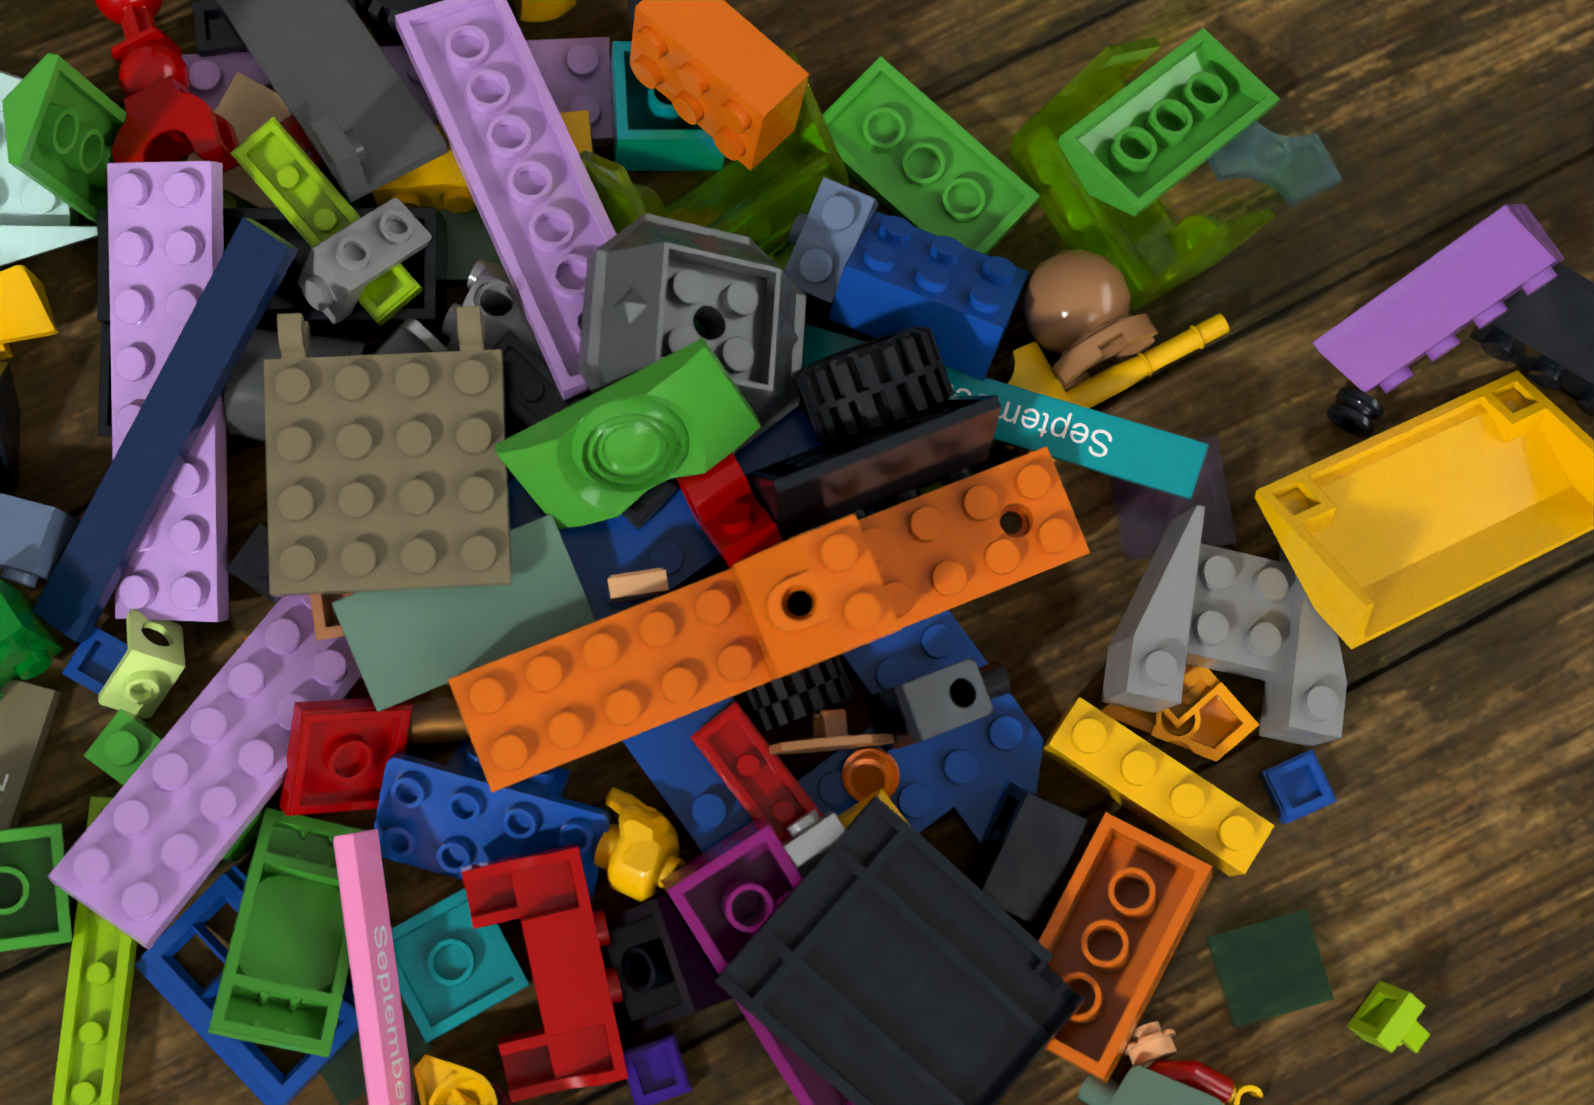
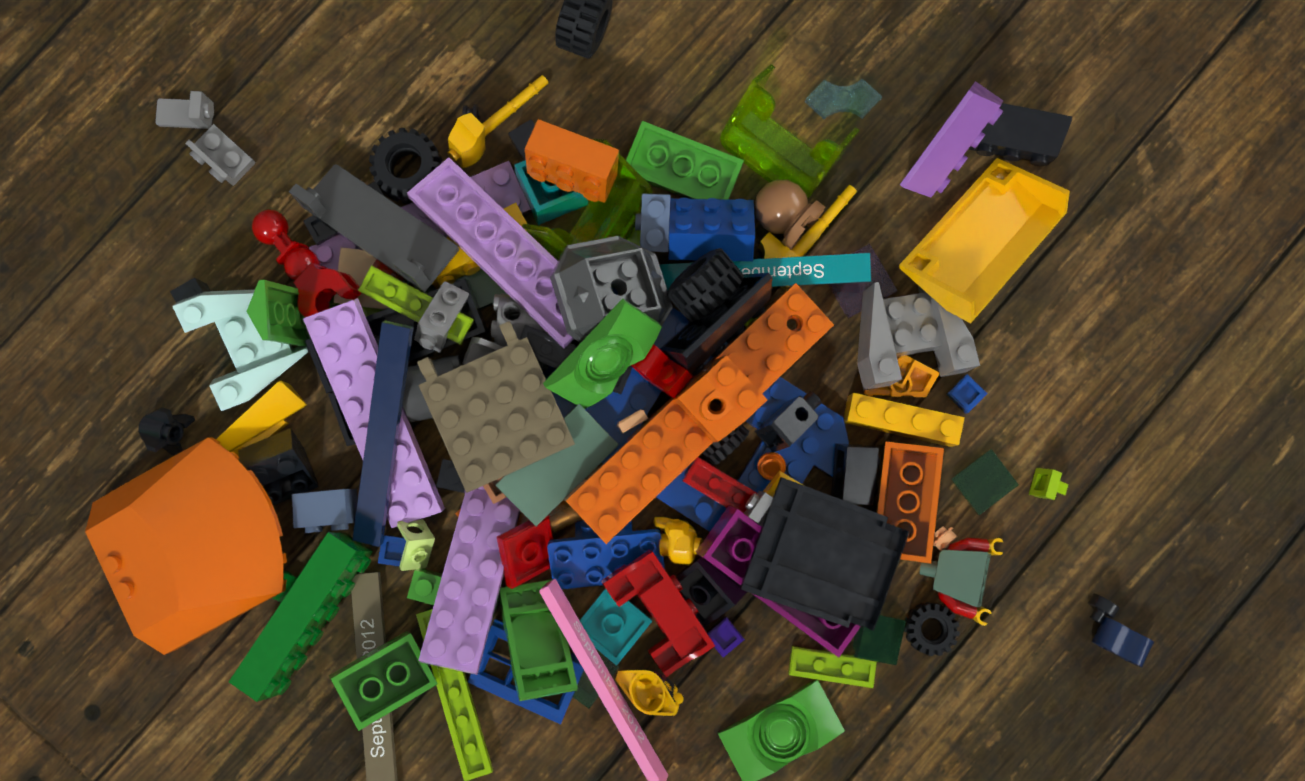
camera: 15 degrees left, 5 degrees up
(830, 734) = (747, 455): medium nougat piece -> none
(1165, 124) = (791, 103): bright green slope -> none
(1355, 412) = (929, 207): black bush -> none

